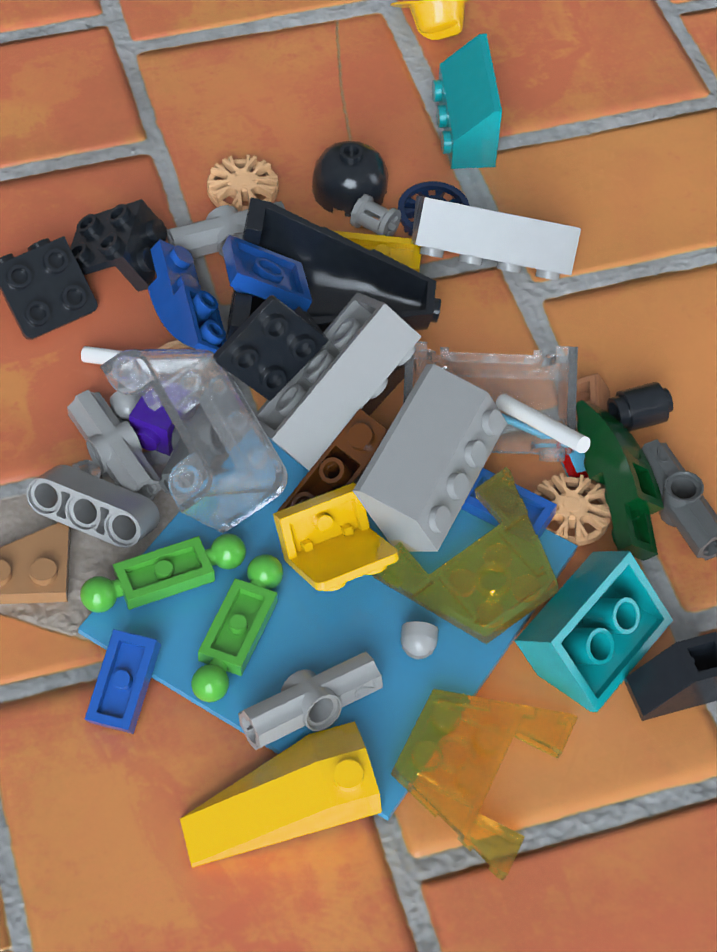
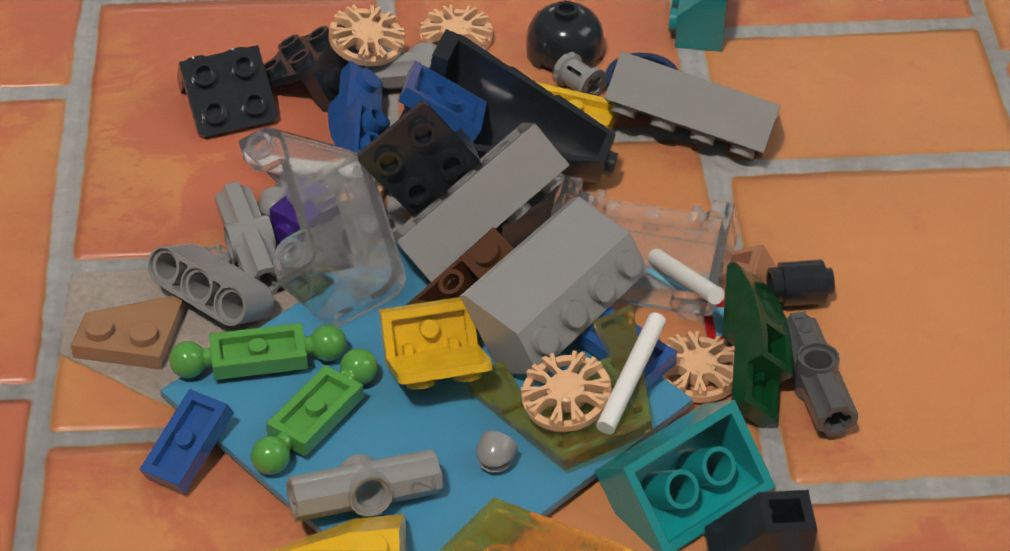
camera: 15 degrees right, 10 degrees down
(167, 209) = (366, 35): none -> light nougat wheel
(472, 568) = (566, 391): none -> light nougat wheel
(528, 540) = (631, 373): none -> white bar

